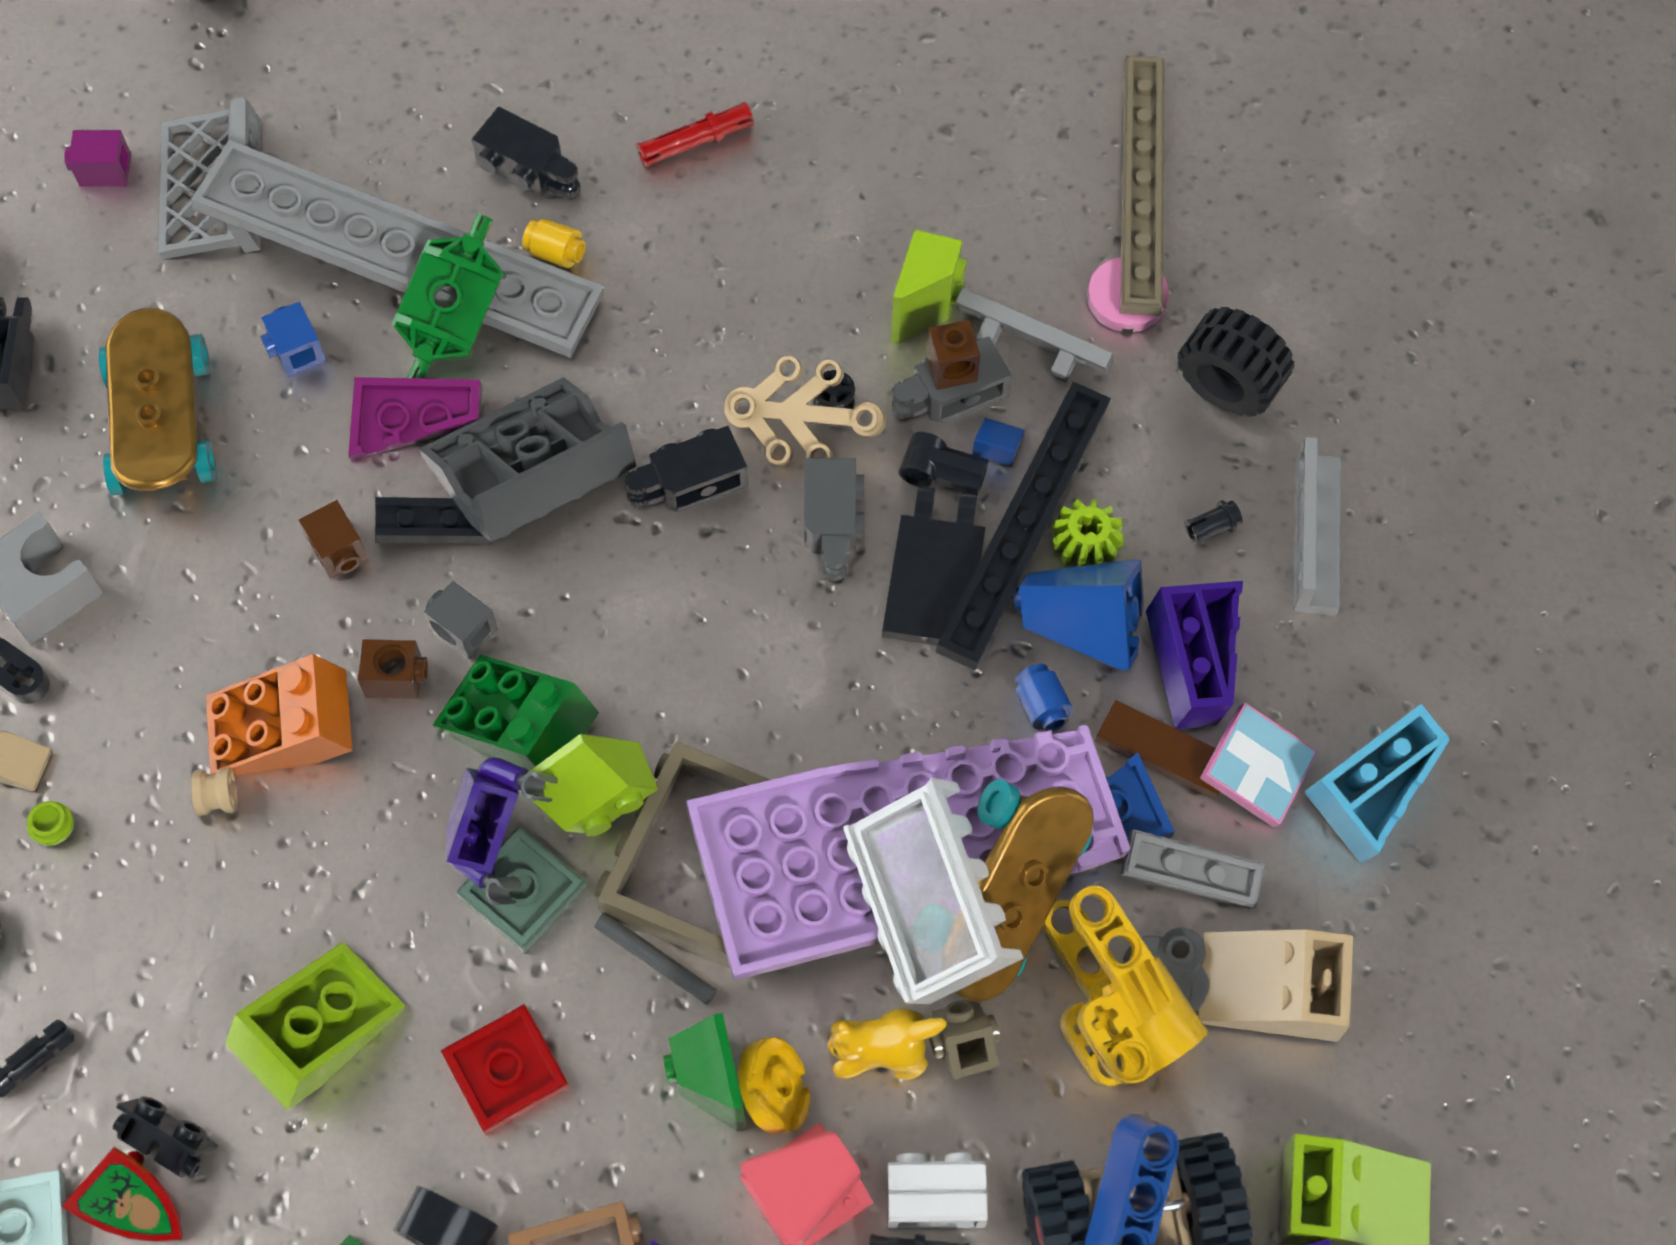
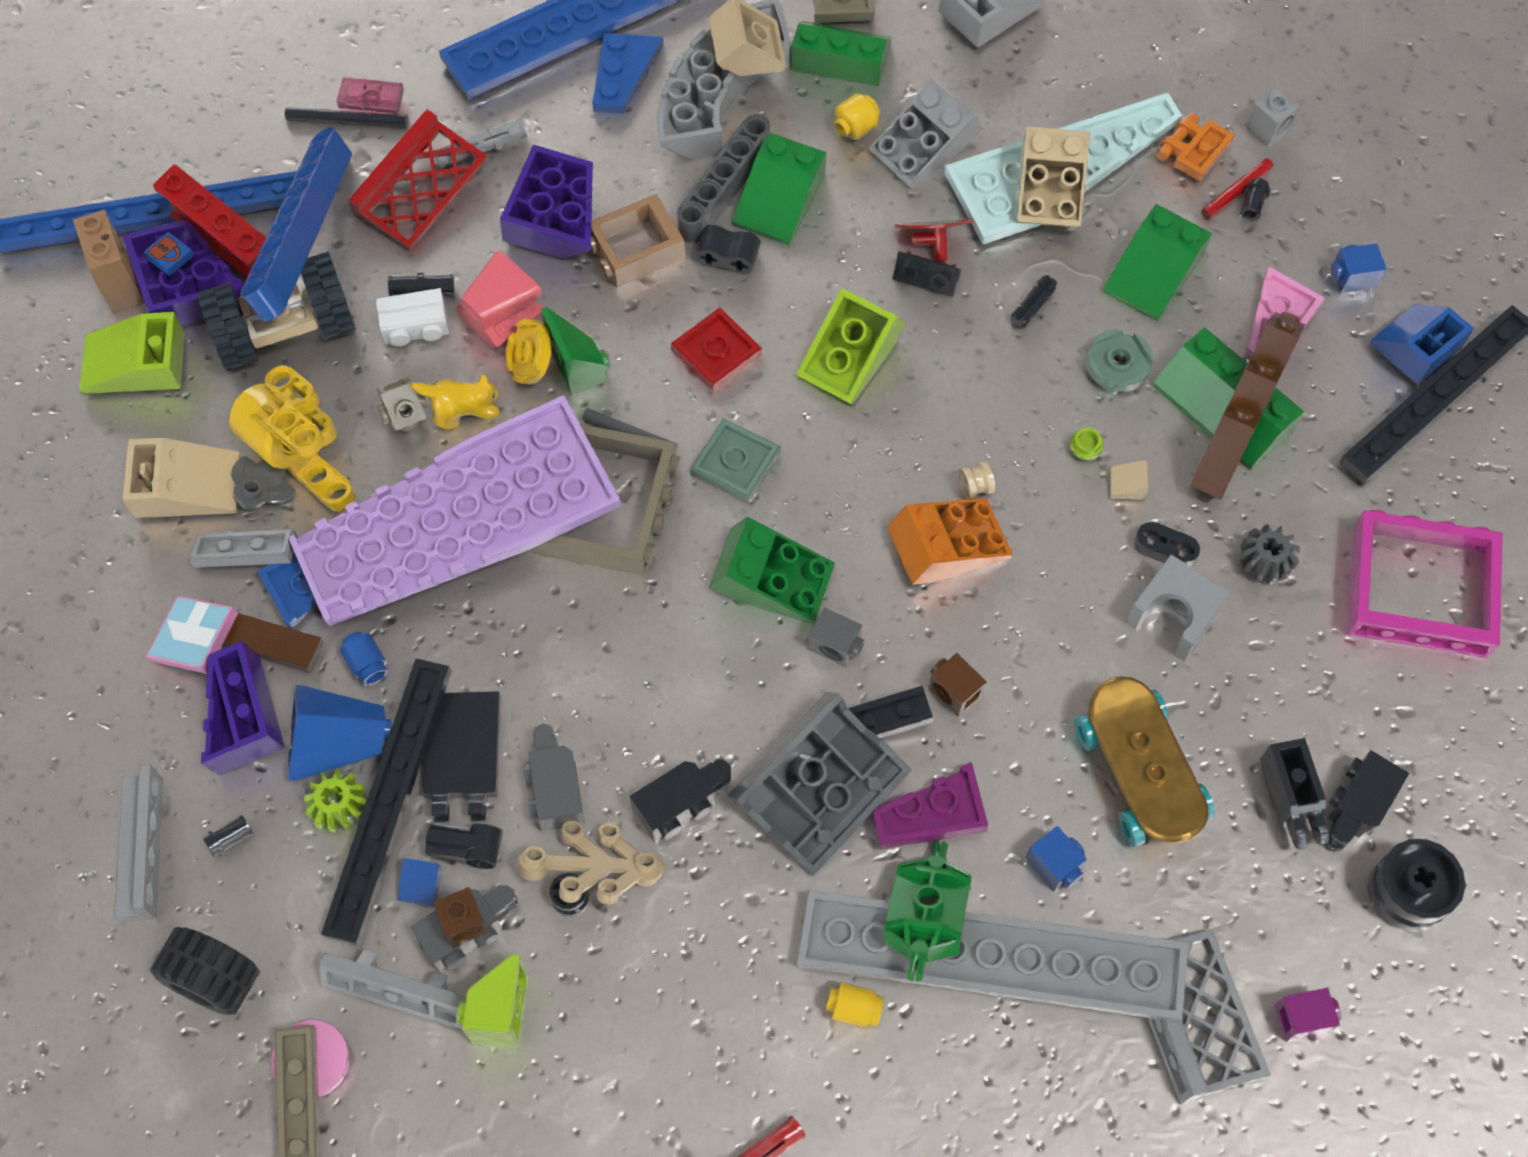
camera: 170 degrees right, 0 degrees up
(379, 656) = (882, 577): reddish brown brick -> none
(481, 819) = (767, 476): dark purple torso -> none
(524, 155) = (908, 1097): black hinge -> none
(595, 783) = (694, 515): lime slope -> none
(927, 895) = (433, 445): window -> none
(1027, 866) = (355, 493): pearl gold piece -> none
(1377, 782) = (96, 633): medium azure wedge -> none

